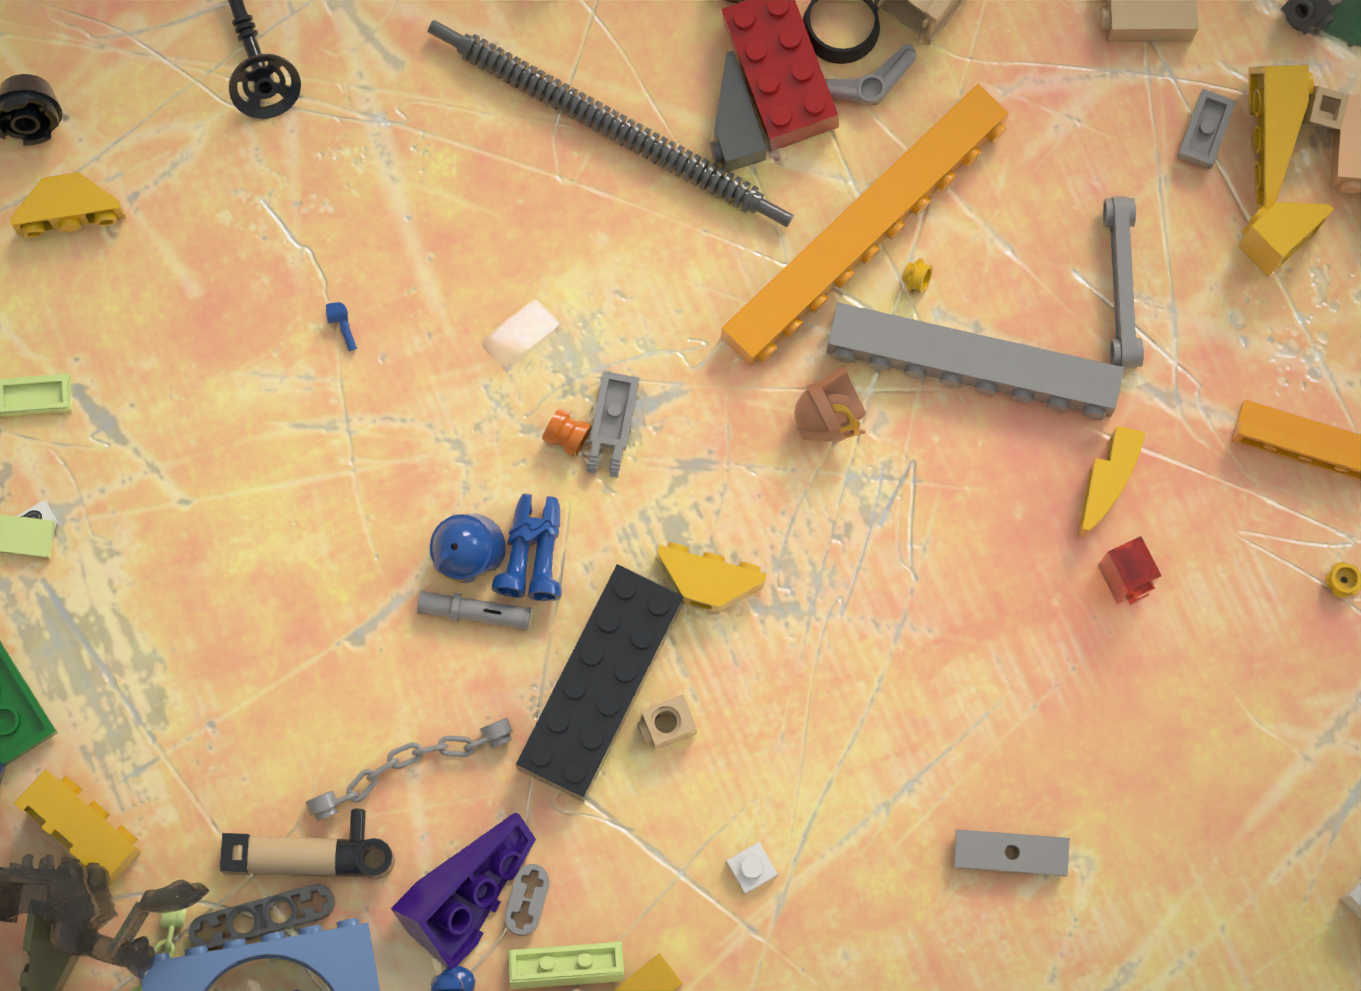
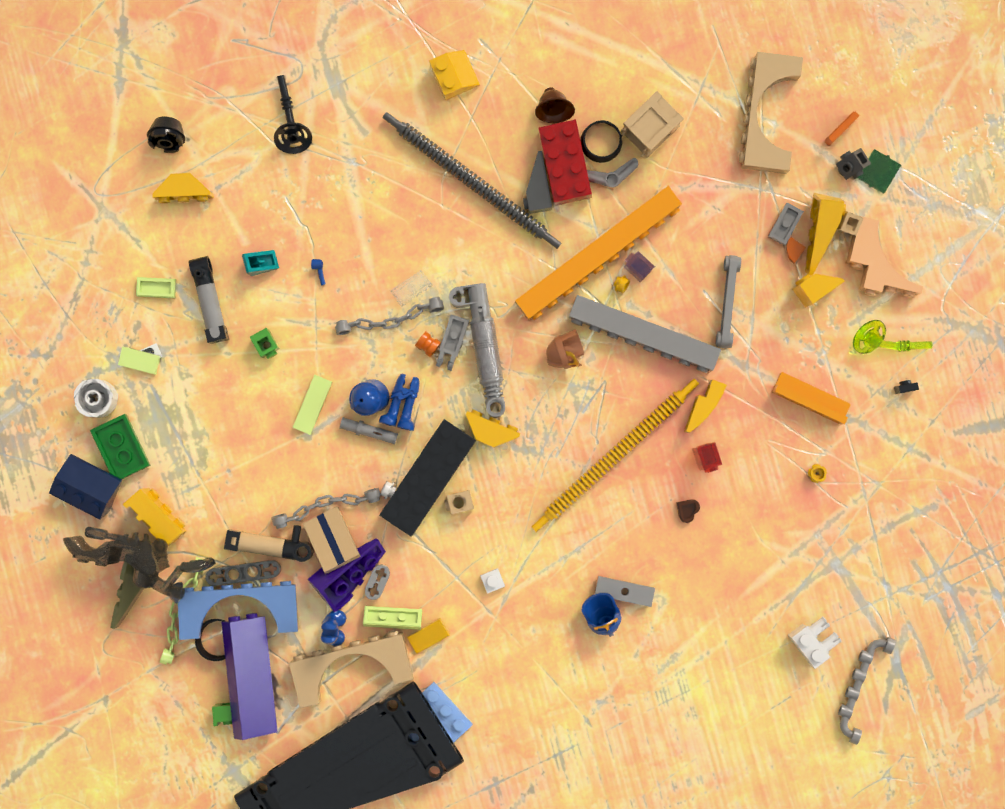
camera: 10 degrees right, 10 degrees up
(138, 405) = (202, 273): none -> piece
(228, 321) = (260, 262): none -> teal slope
(253, 458) = (260, 338): none -> bright green brick
(359, 576) = (312, 404): none -> yellowish green tile
(403, 423) = (343, 327): none -> light grey piece
(428, 826) = (331, 540): none -> tan tile
(525, 718) = (388, 490): none -> white plate
(676, 409) = (484, 342): none -> piece
(944, 238) = (638, 266): none -> brick
(953, 595) = (679, 396): none -> yellow hose
(975, 900) = (602, 614): none -> blue helmet
(1107, 682) = (687, 509): none -> reddish brown tile
(1230, 173) = (794, 249): none -> orange tile

